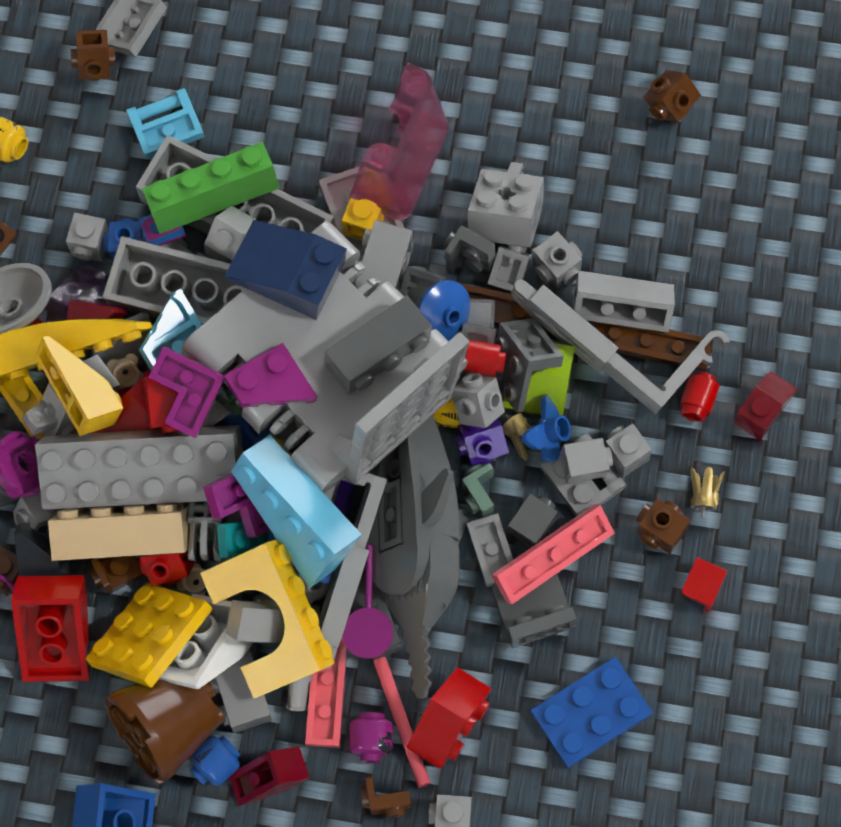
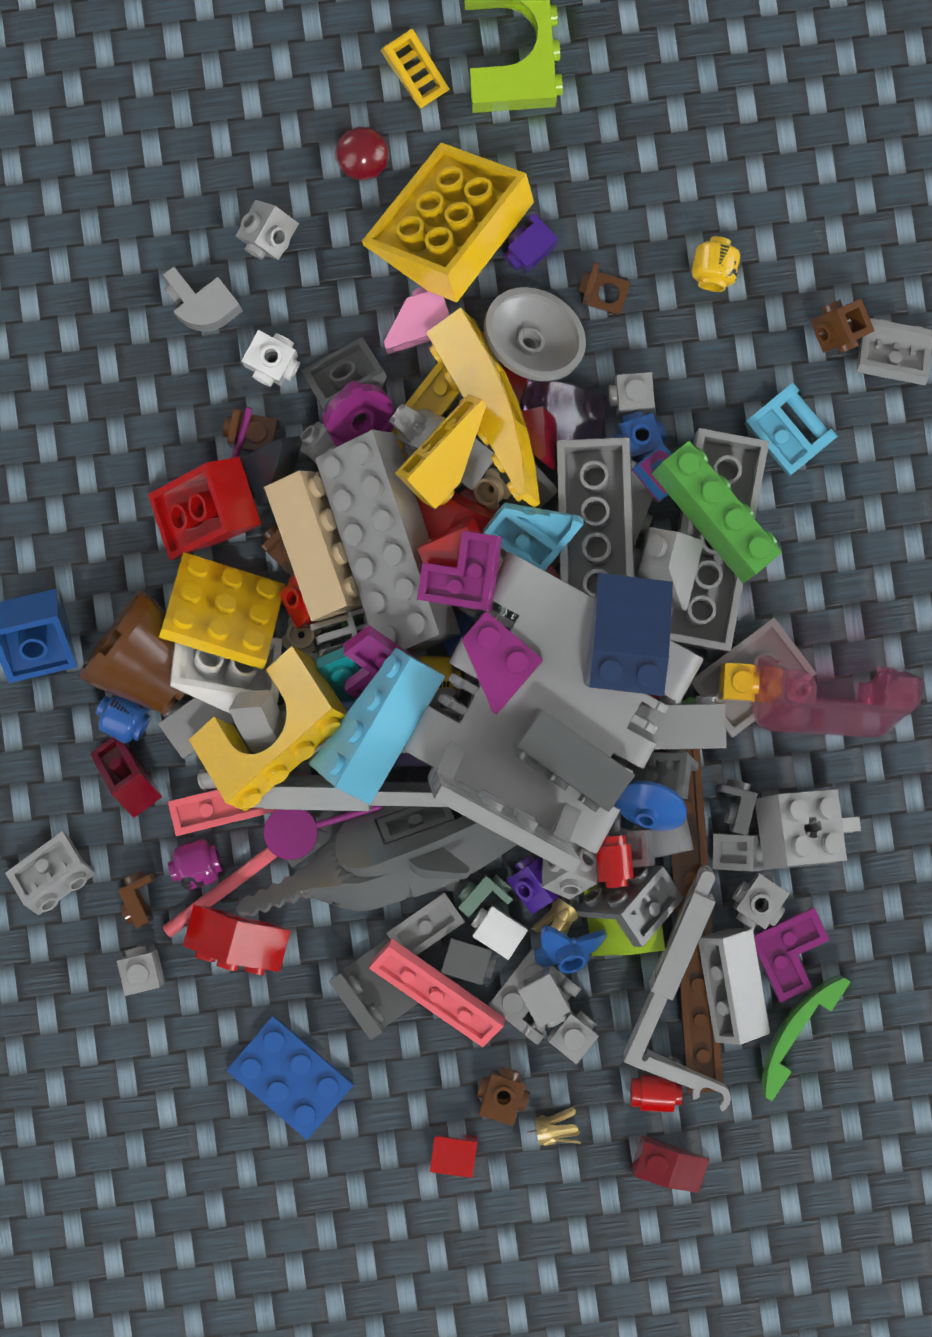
camera: 65 degrees right, 15 degrees up
(514, 486) = (498, 931): none -> white brick
(603, 256) = (779, 951): none -> magenta plate
(708, 292) = (774, 1071): none -> bright green slope

